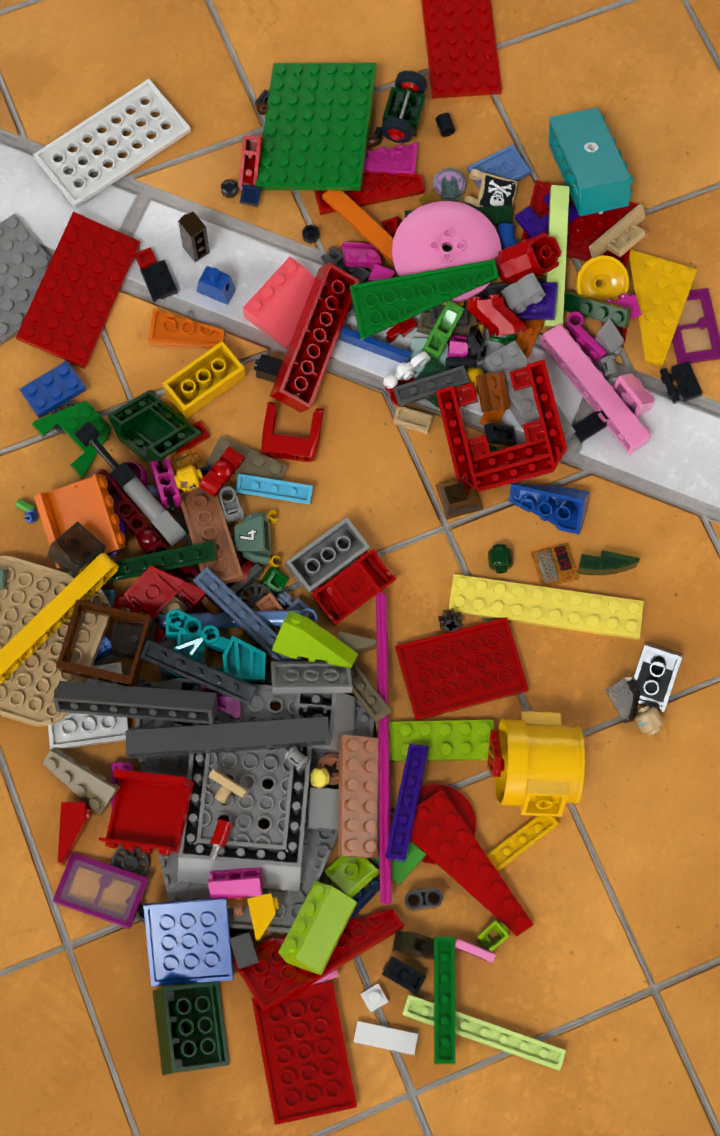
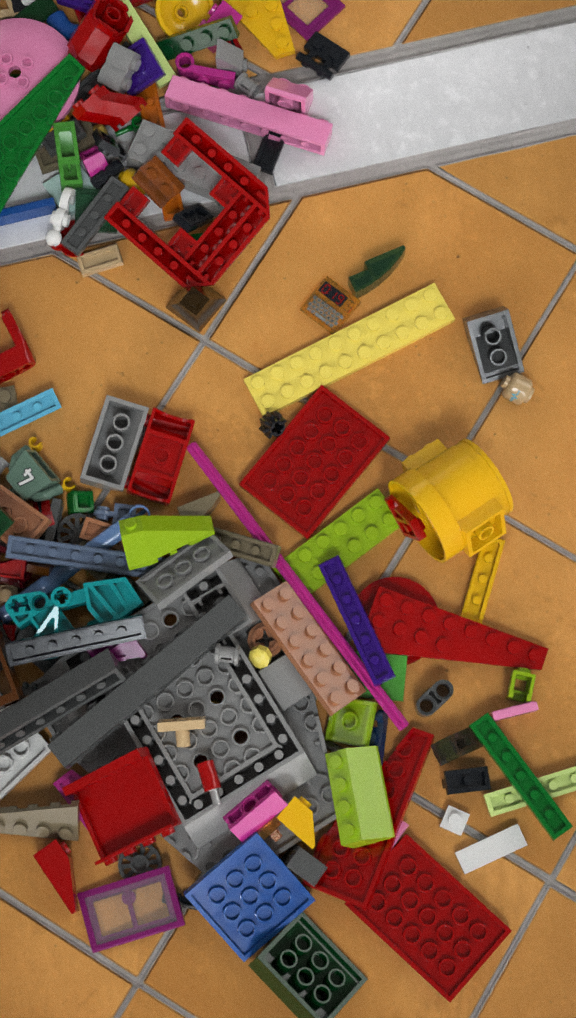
camera: 30 degrees left, 5 degrees up
(402, 328) = (28, 180): red plate -> none
(500, 558) = (276, 334): dark green head -> none
(557, 505) = (289, 249): blue wedge -> none
(625, 698) = (482, 383): clear smoke slope -> none

